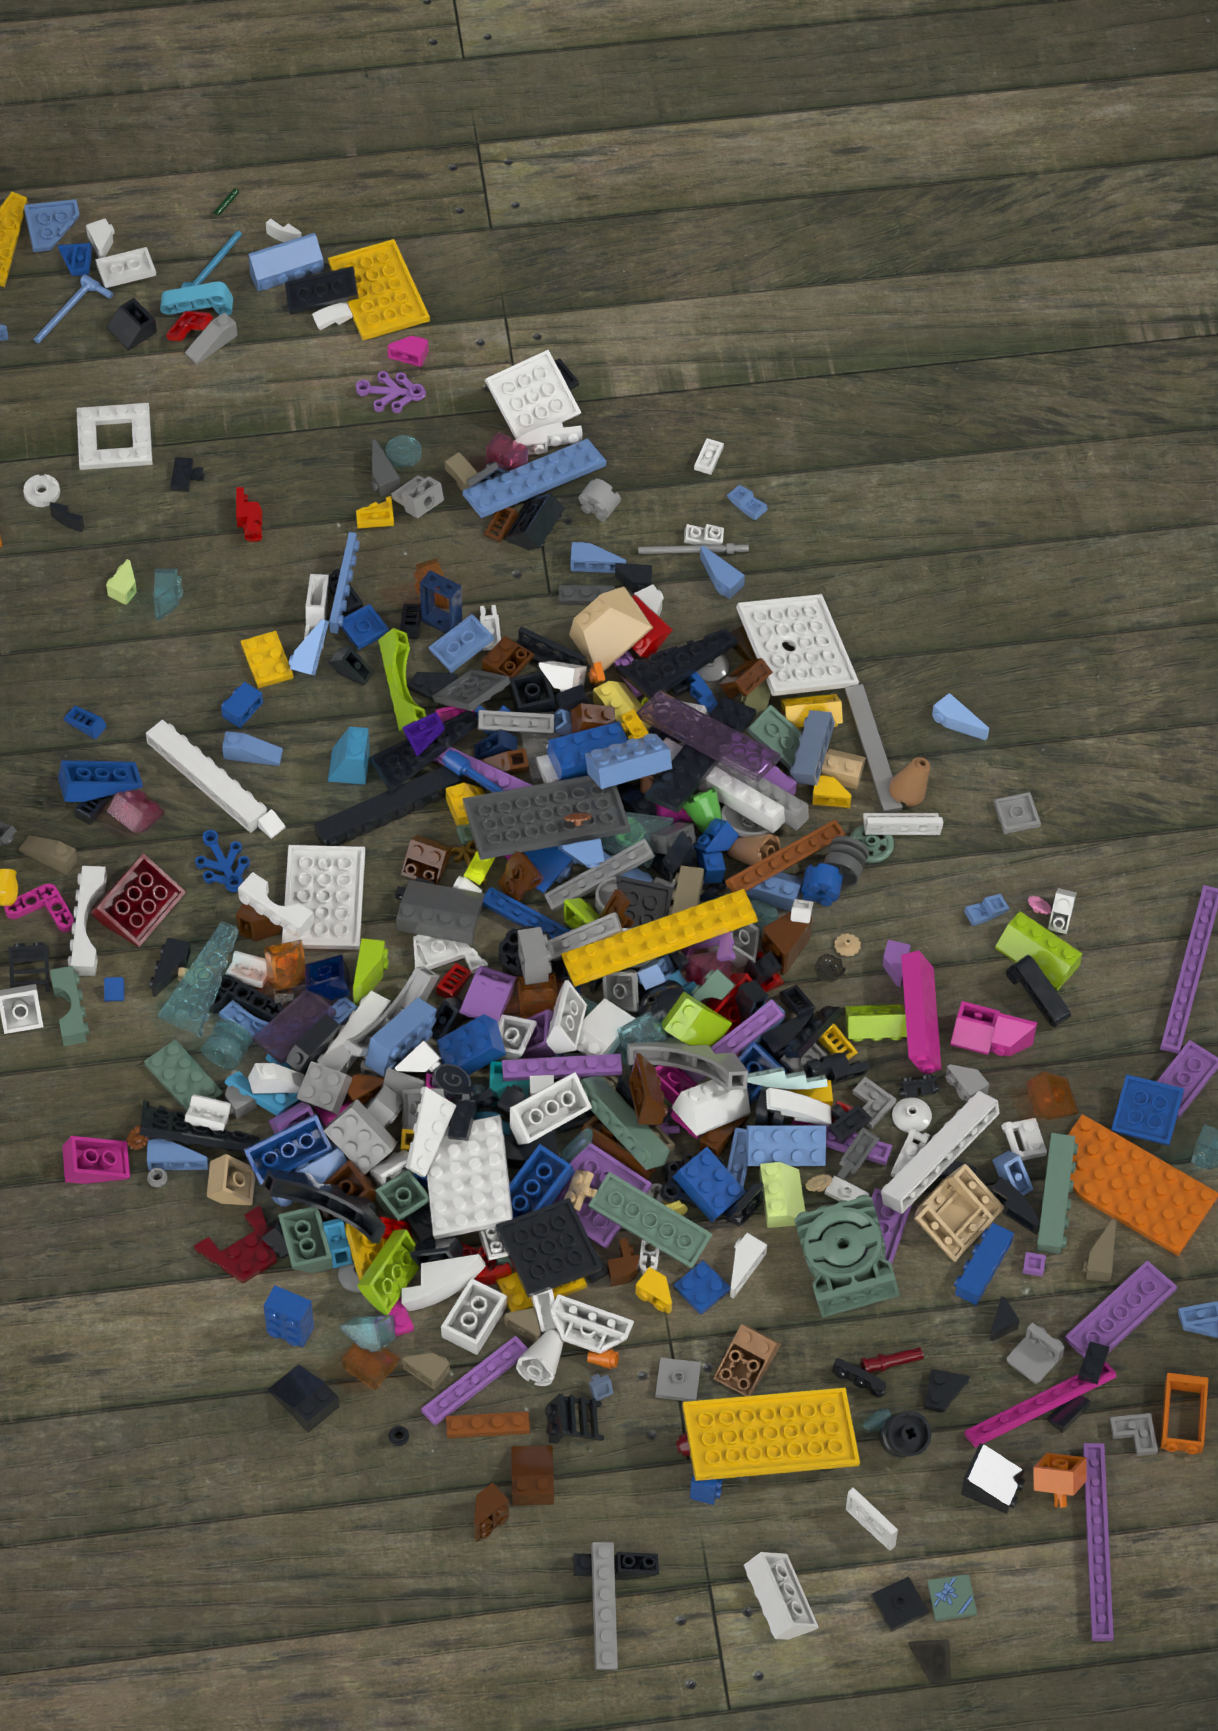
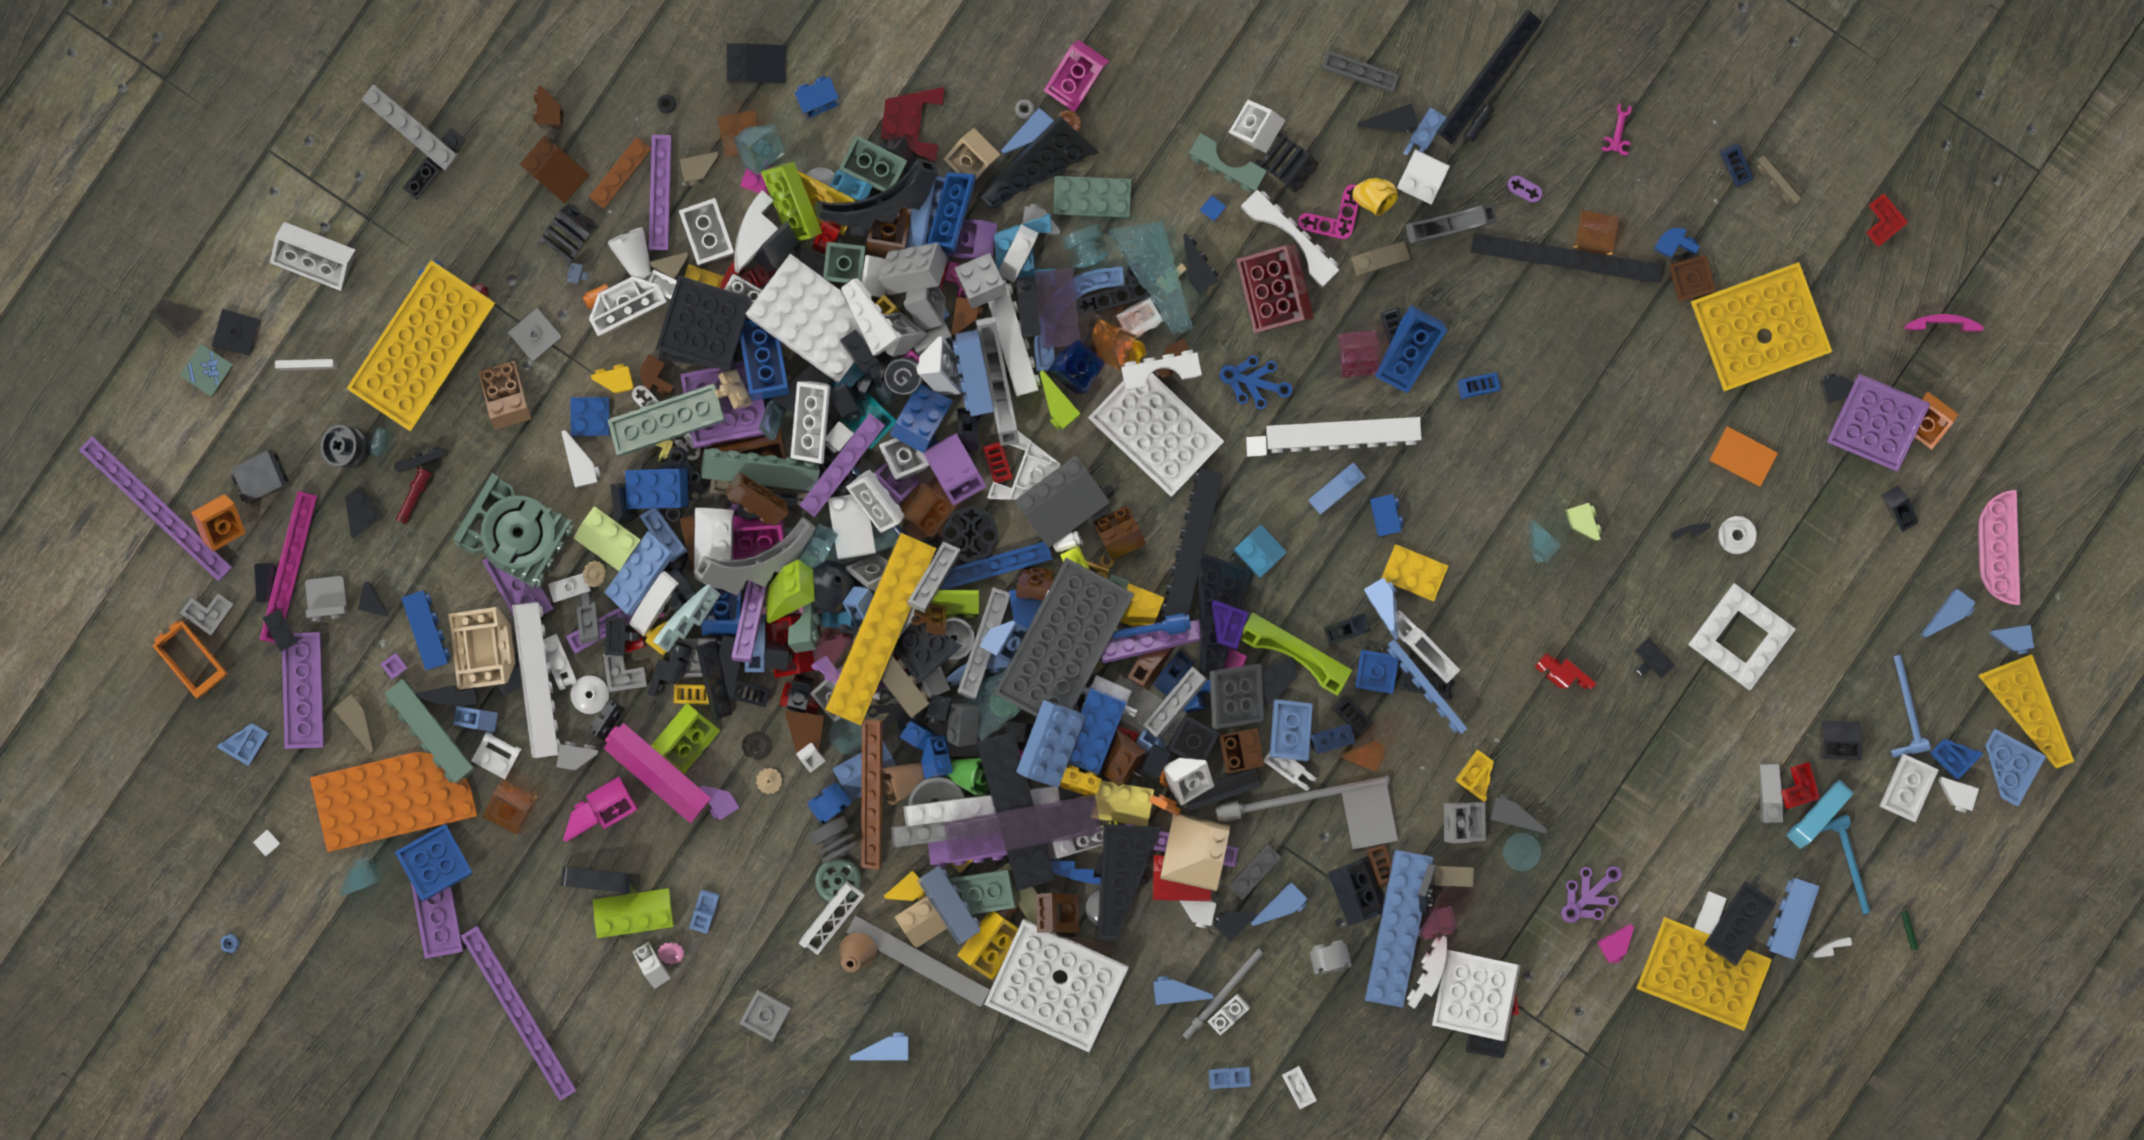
camera: 130 degrees right, 30 degrees up
(208, 1112) = (1039, 183): white bracket -> none
(472, 560) = (1365, 806): none -> light grey flag
(534, 955) = (951, 525): light grey brick -> none
(577, 818) = (1033, 659): dark orange piece -> none

